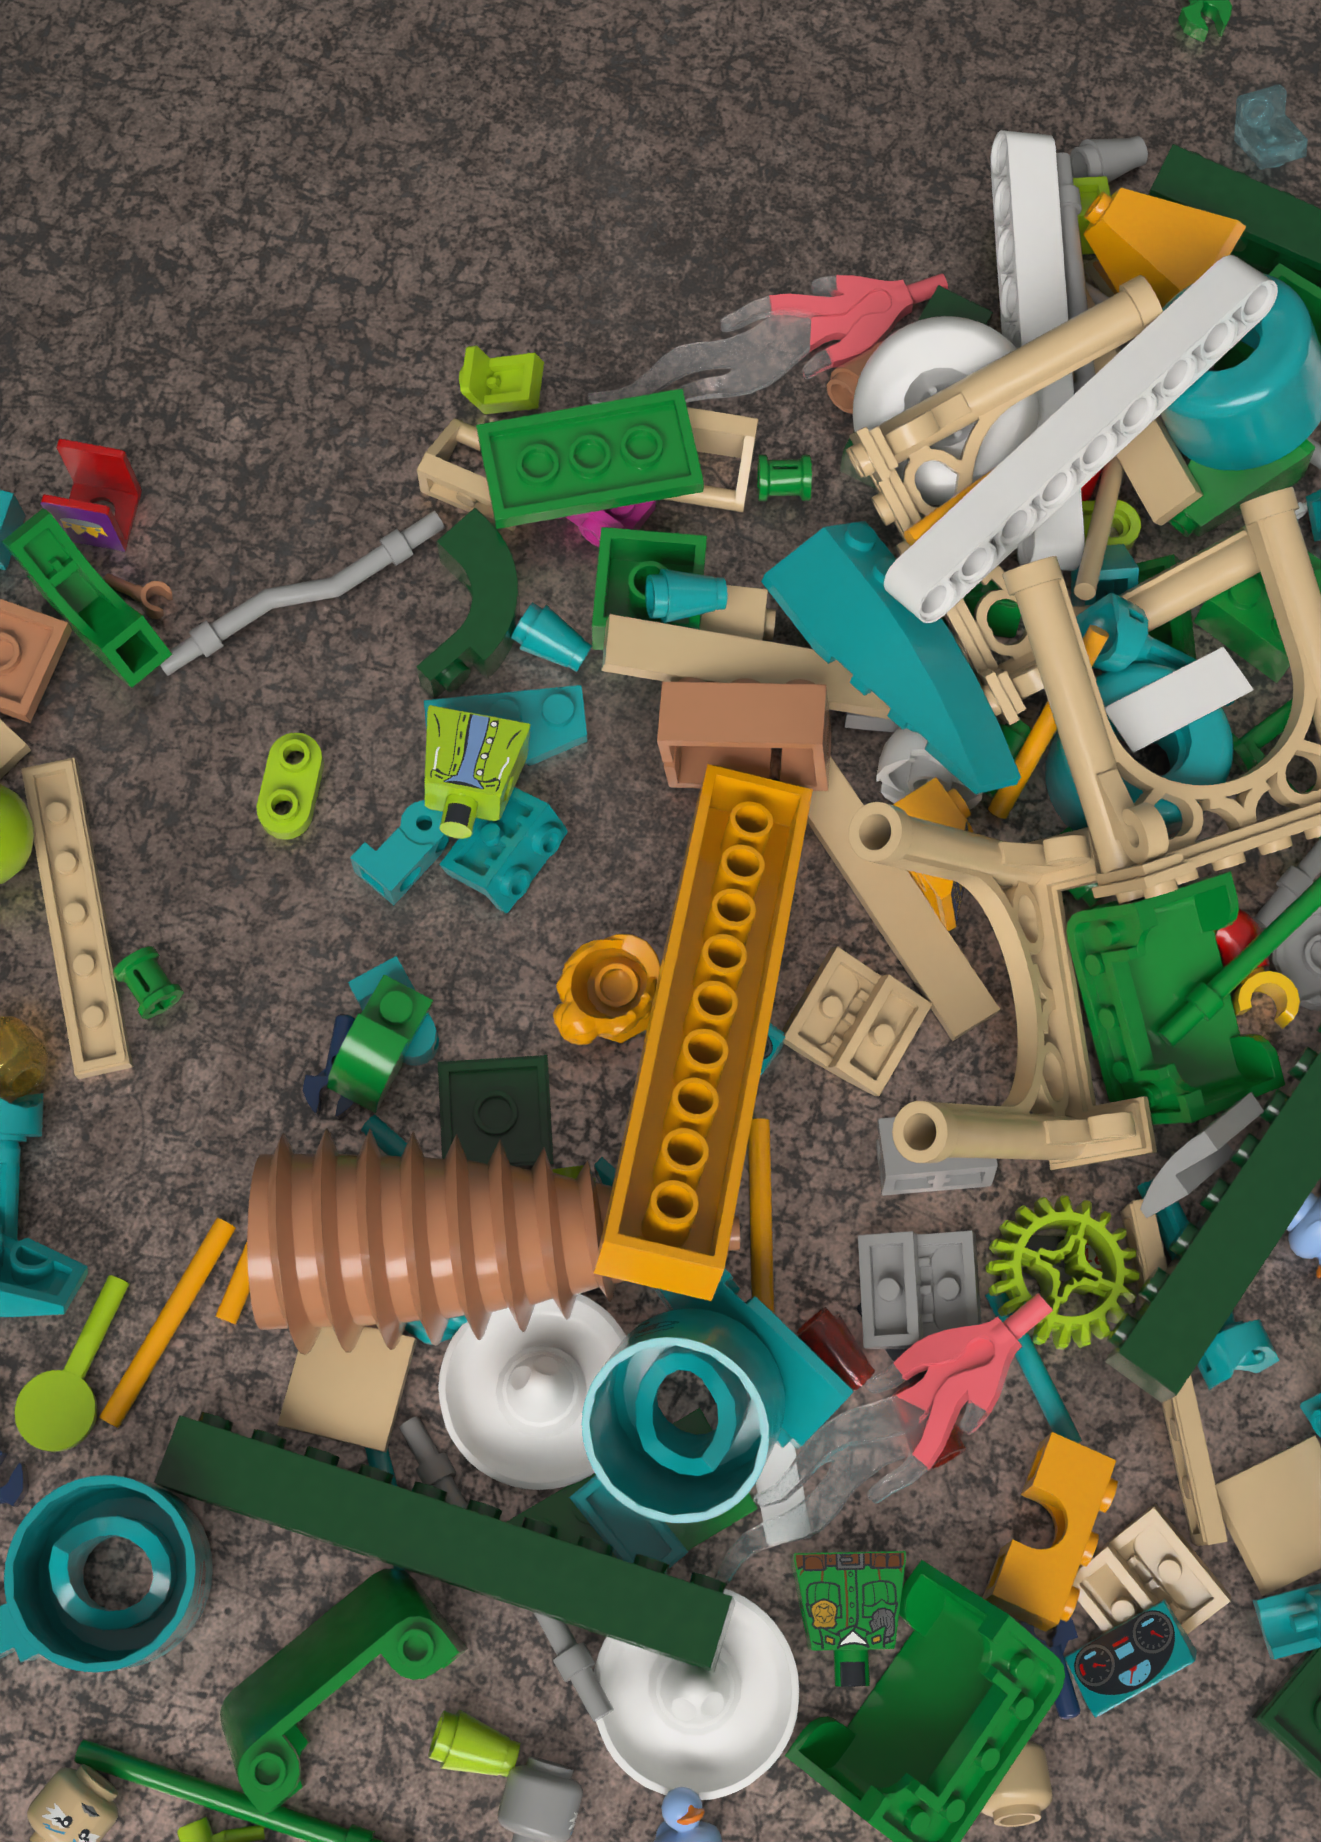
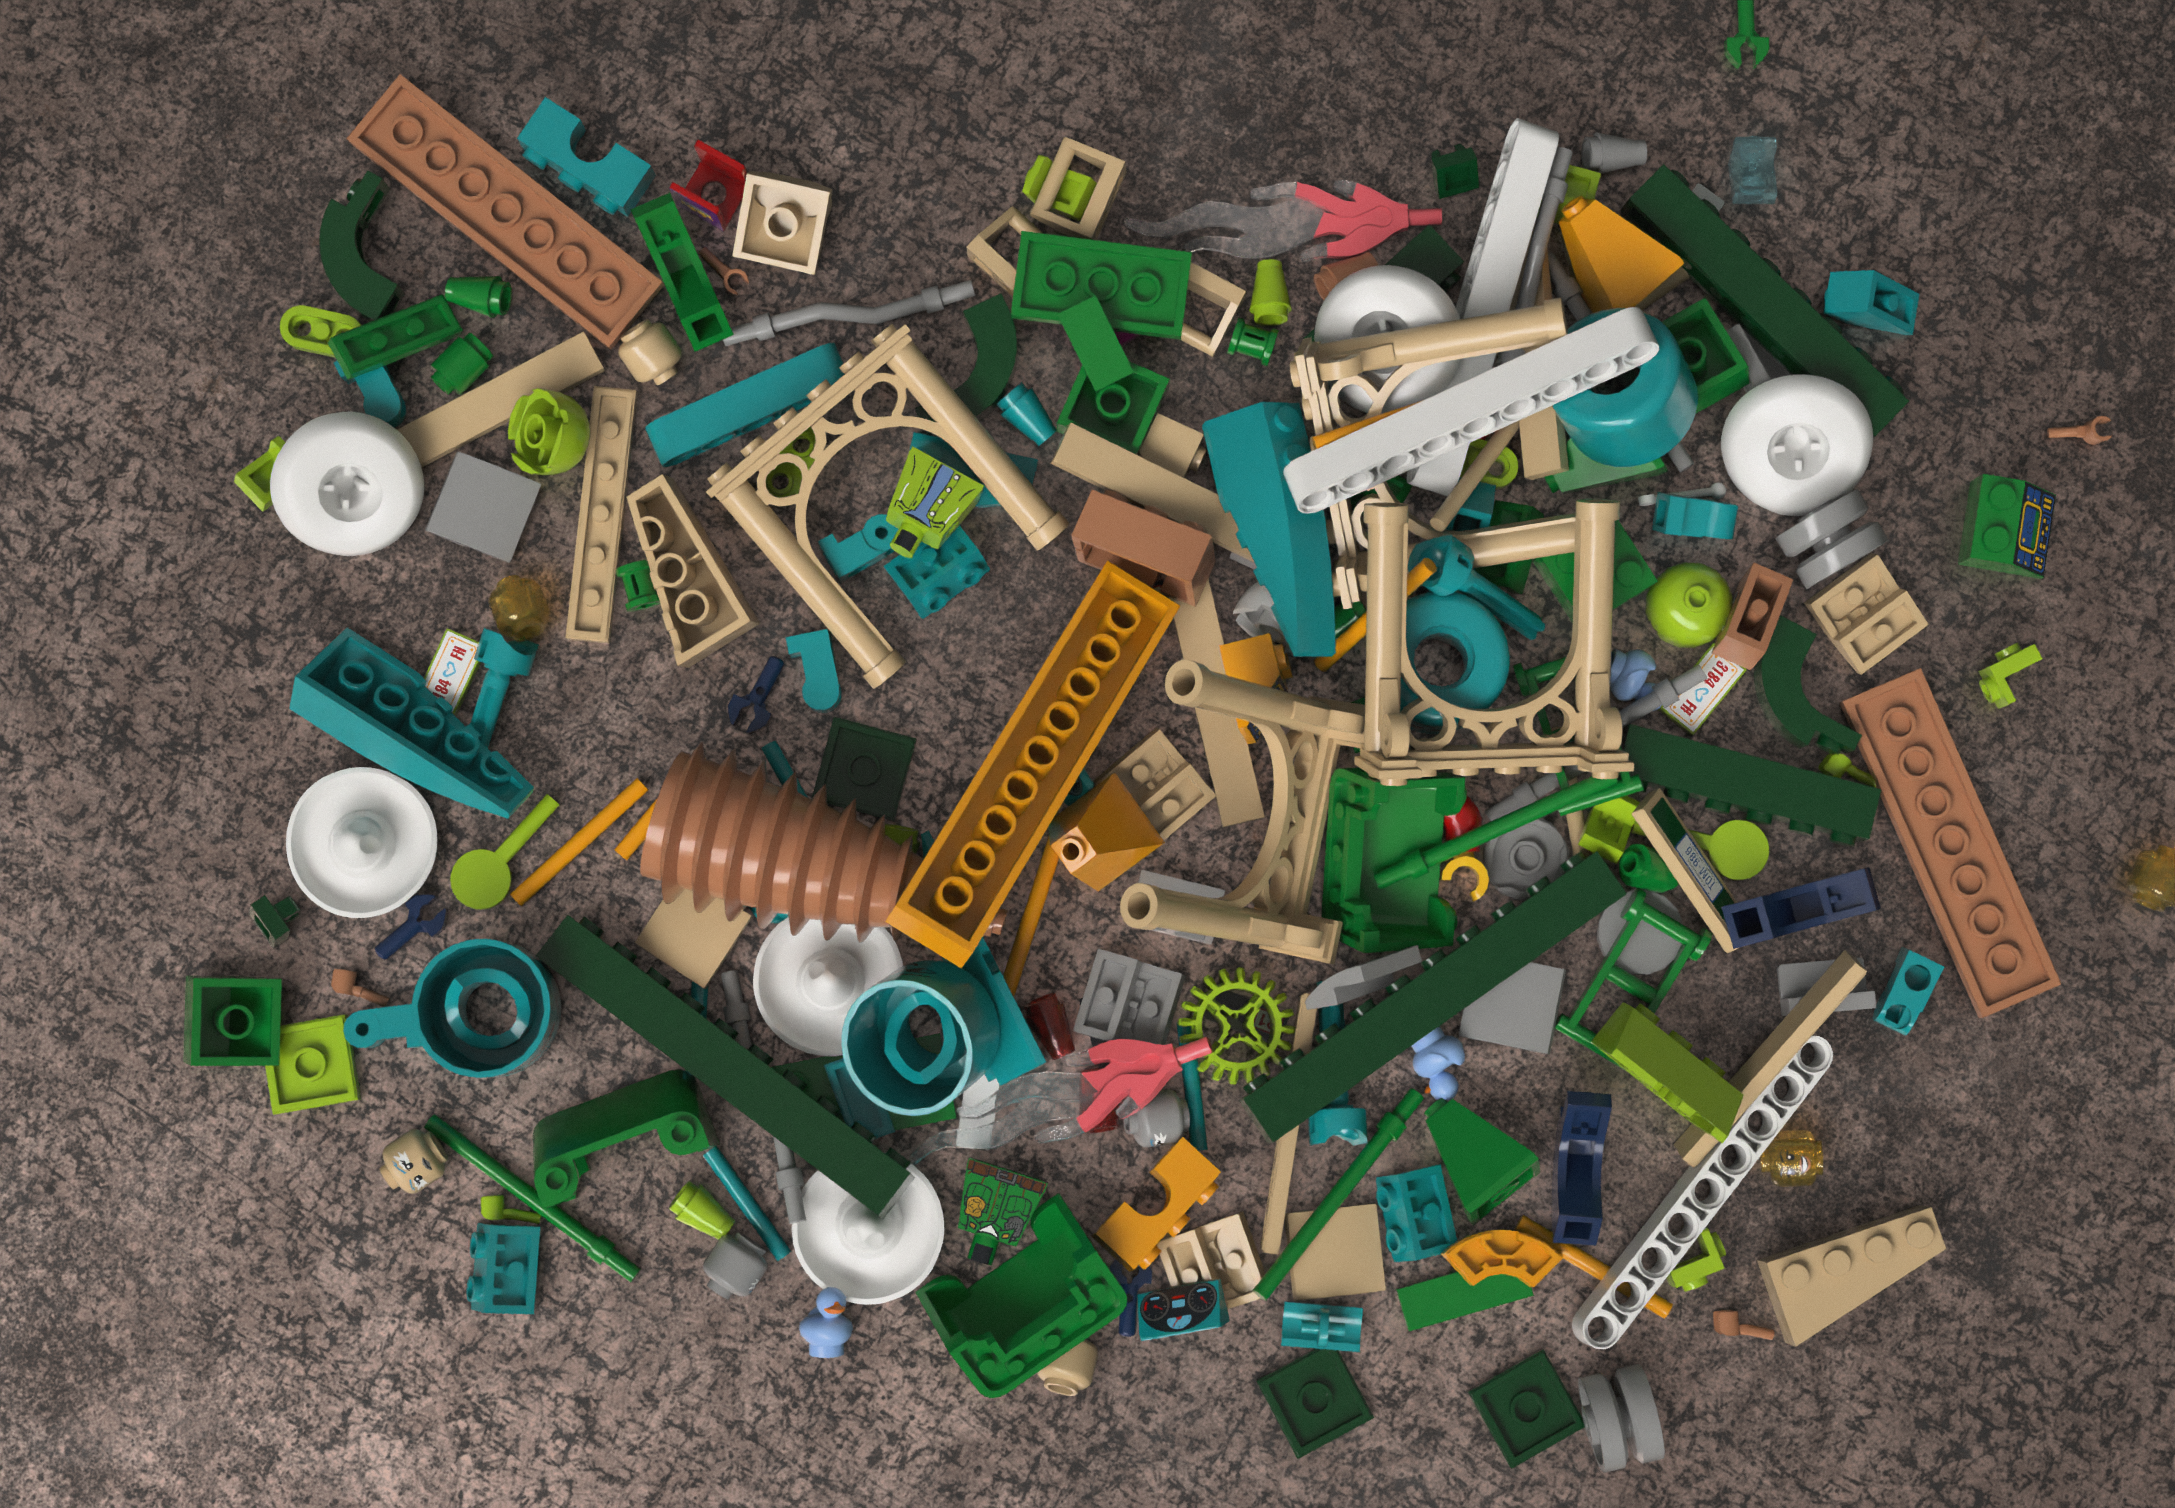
camera: 20 degrees right, 10 degrees up
(77, 707) = (650, 352): none -> tan head
(190, 512) = (782, 221): none -> tan slope
(214, 731) = (742, 406): none -> teal beam
(214, 959) = (693, 584): none -> tan wedge
(329, 881) = (952, 423): none -> tan arch
(378, 1043) = (794, 691): green brick -> none
(528, 1715) = (747, 1203): none -> teal bar
(545, 336) = (1101, 200): none -> tan tile
(607, 519) = (1095, 343): none -> green tile
(607, 990) = (974, 705): light orange piece -> none
(682, 595) = (1132, 424): teal cone -> none
(785, 422) = (1270, 295): none -> lime cone
(819, 1089) = (1103, 834): none -> light orange slope
(942, 229) = (1455, 171): none -> dark green tile
(1015, 1425) = (1160, 1120): none -> light grey head
(1178, 699) = (1475, 633): white sticker -> none
(1295, 1337) = (1389, 1129): none -> green bar

